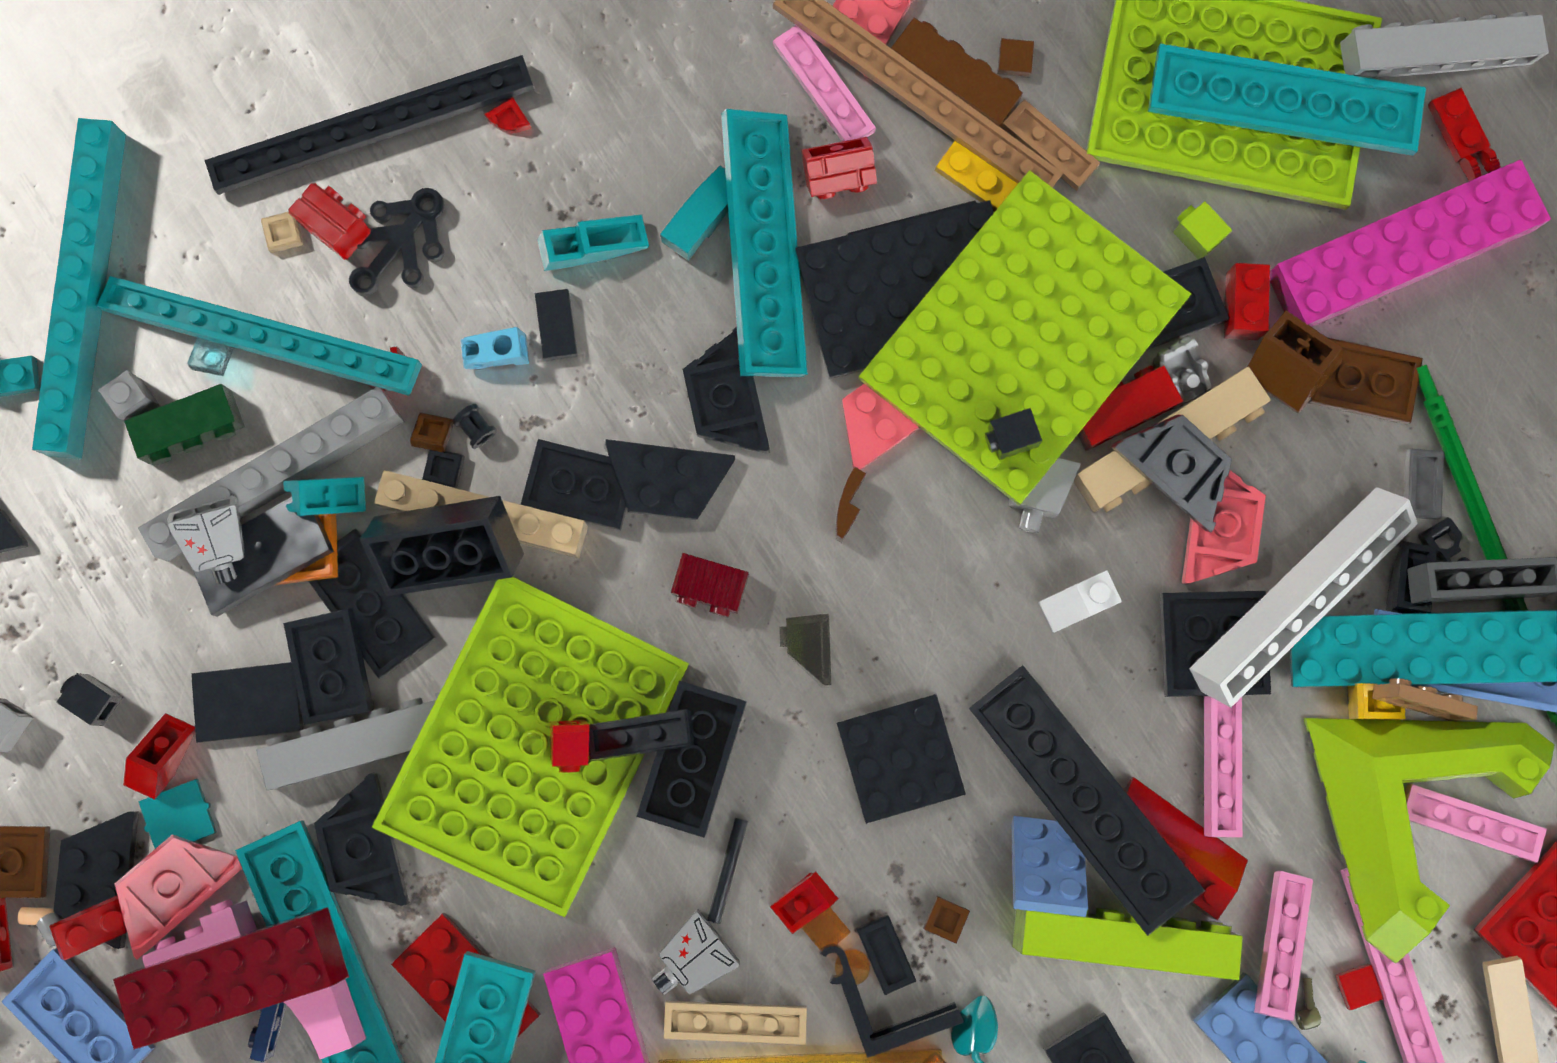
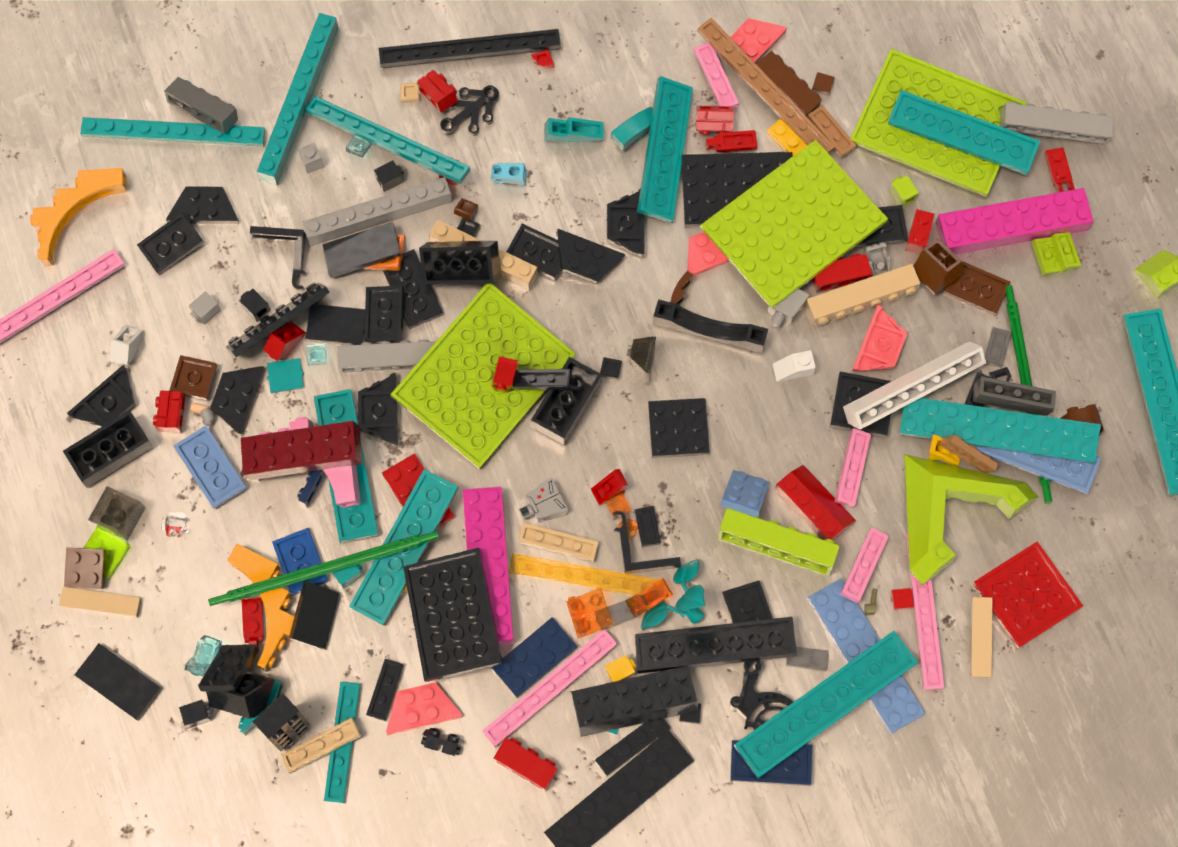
camera: 15 degrees right, 10 degrees down
(88, 928) = (235, 415): red hinge -> none
(129, 729) = (282, 315): none -> black plate
(147, 577) = (284, 234): none -> black hinge
(169, 888) = (275, 405): coral wing -> none
(184, 425) = (337, 177): dark green brick -> none
(210, 536) = (341, 232): light grey torso -> none
(223, 768) = (316, 354): none -> clear light blue plate
(278, 399) = (389, 175): none -> black brick
(326, 495) = (404, 225): teal hinge -> none
(474, 426) = (489, 210): black bush -> none
(556, 324) = (544, 169): black tile -> none
(709, 584) = (596, 316): dark red brick -> none
(727, 870) = (572, 464): black bar -> none
(756, 674) = (610, 368): none -> black tile
(881, 201) = (732, 141): none -> red hinge
(918, 562) = (680, 319): none -> black arch
(946, 919) = (684, 514): reddish brown plate -> none
(1013, 434) = (774, 267): black brick -> none
(1087, 801) = (772, 462): black plate -> none
(1180, 465) = (862, 304): wing -> none
(1474, 823) = (983, 526): bright pink plate -> none
(1489, 288) = (1056, 253): none -> lime slope

